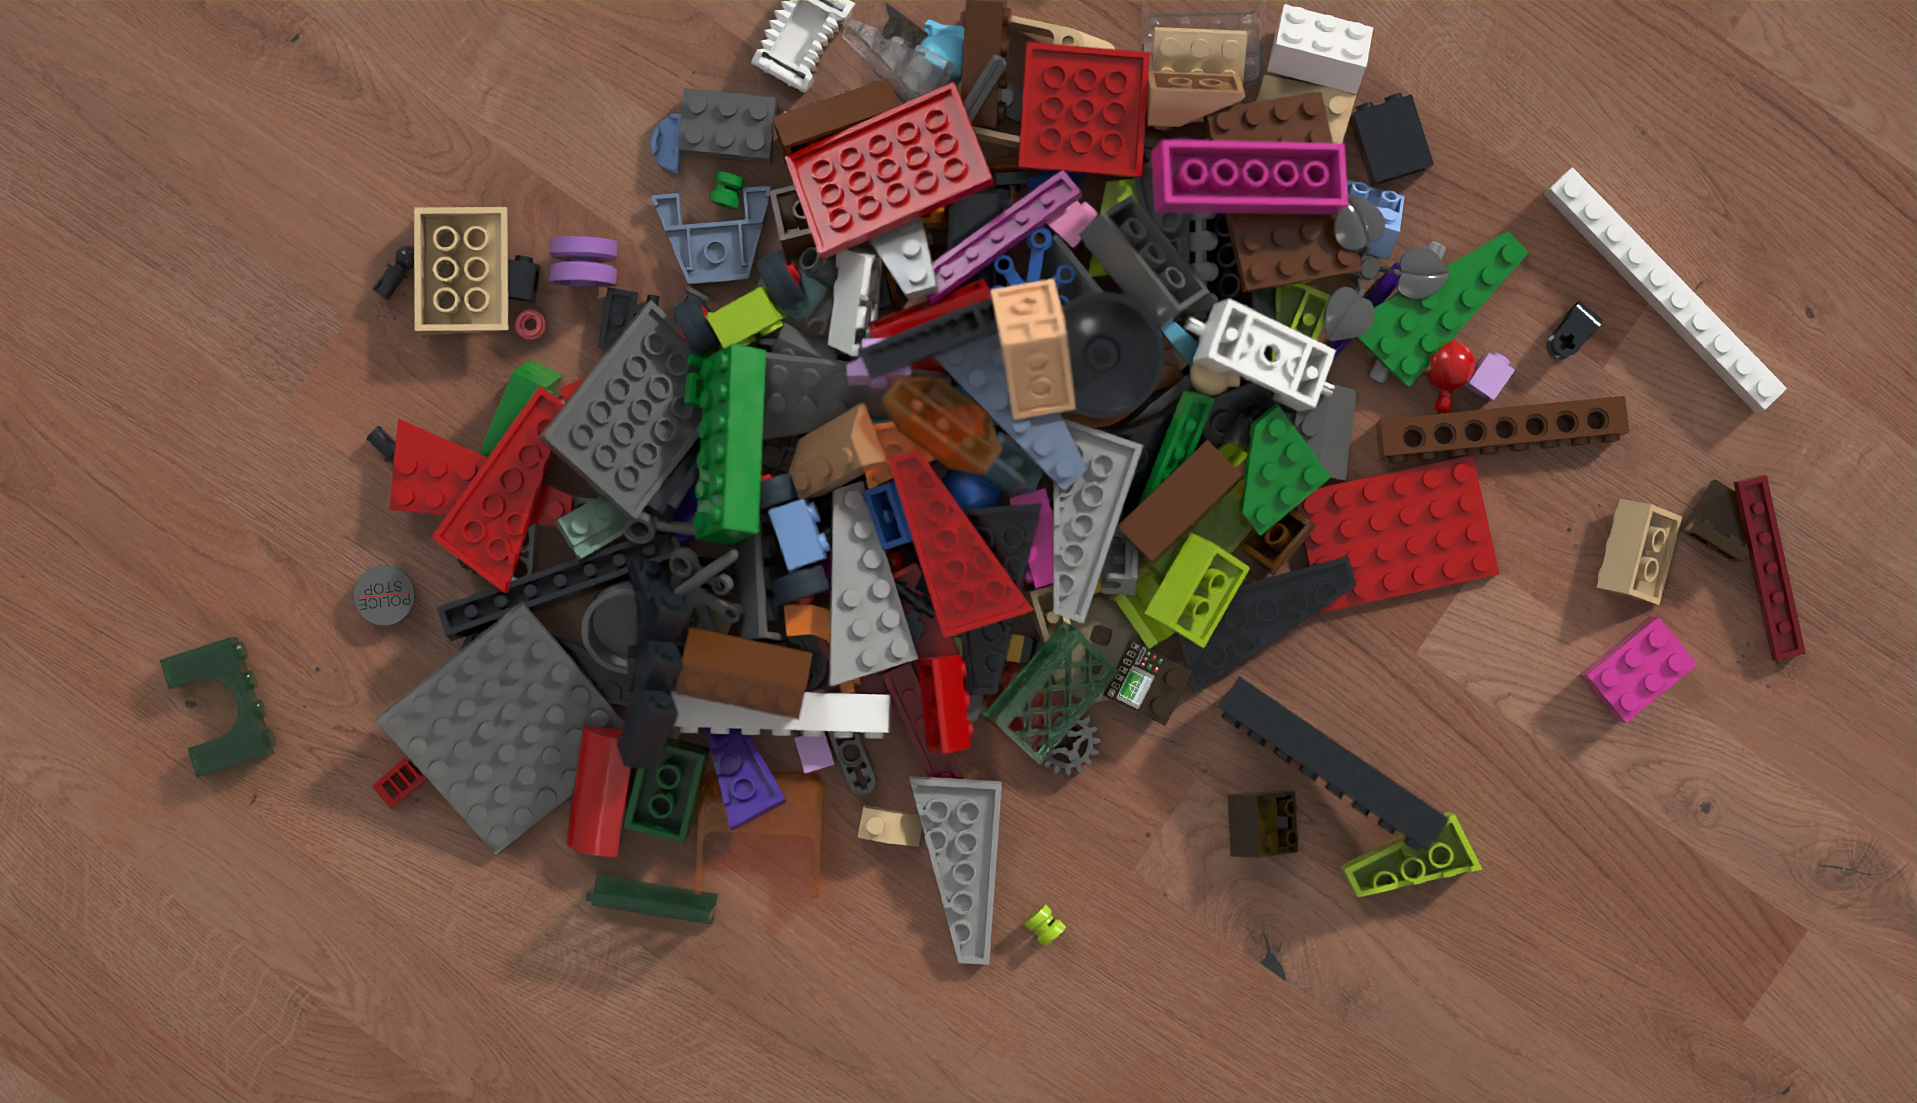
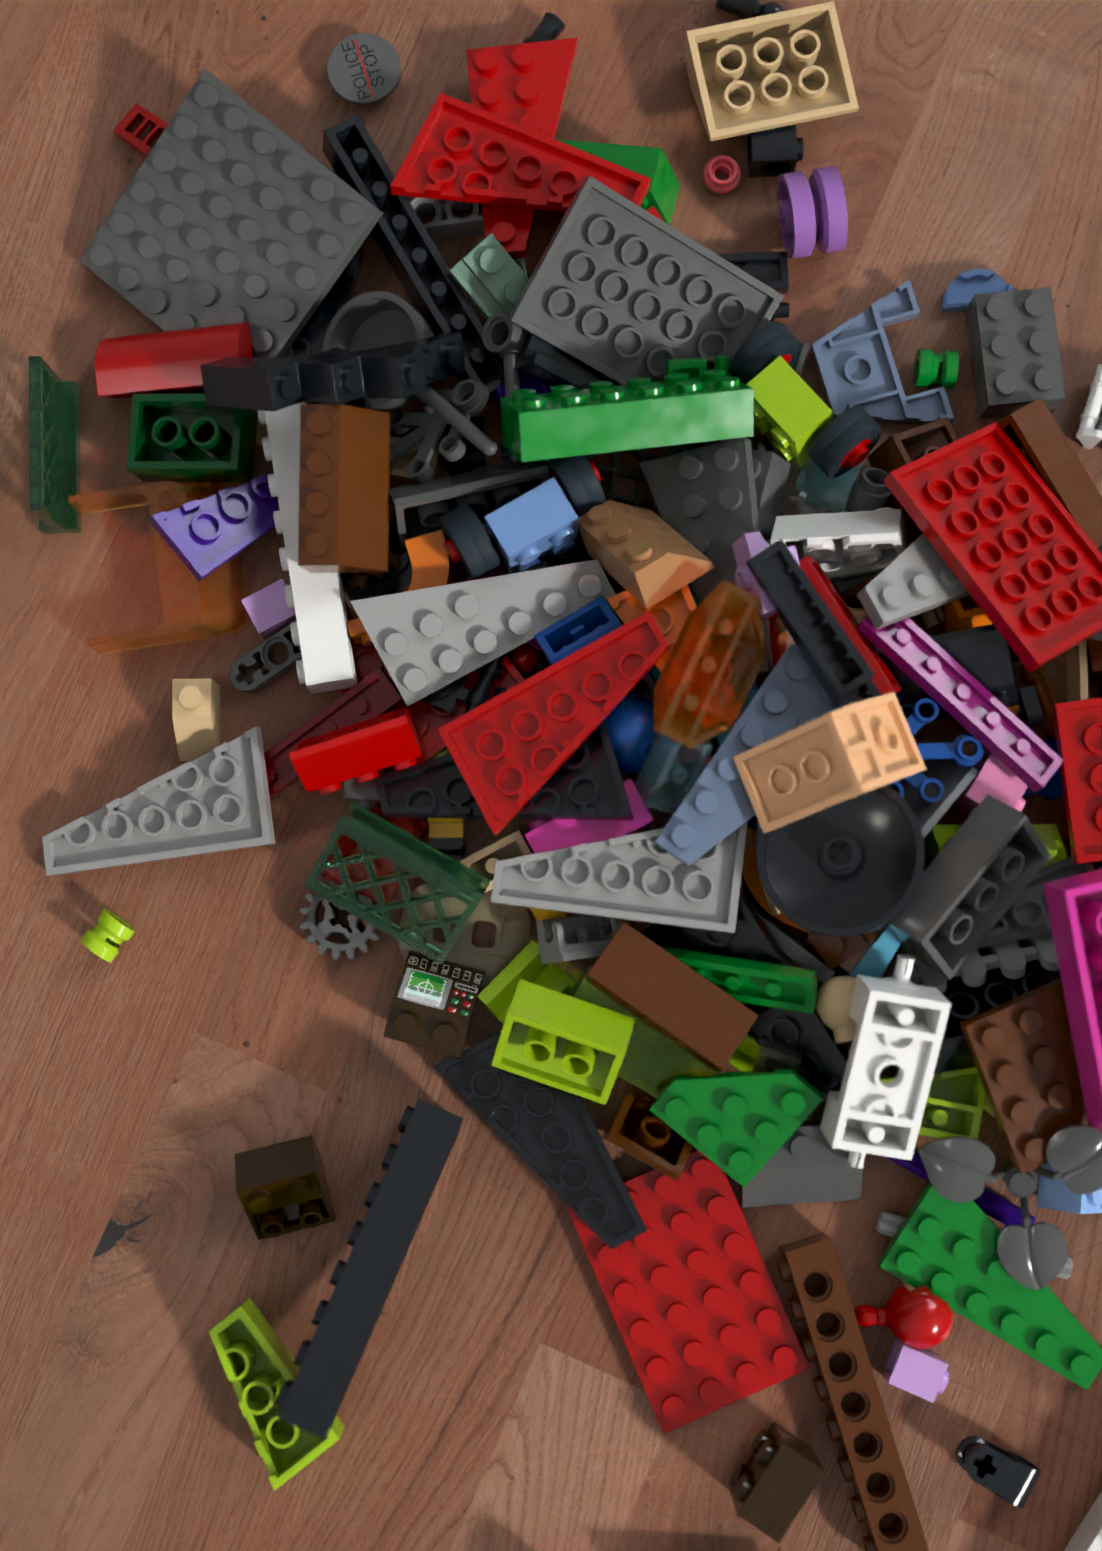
camera: 85 degrees right, 5 degrees down
(1547, 498) = (775, 1481): none -> dark brown brick

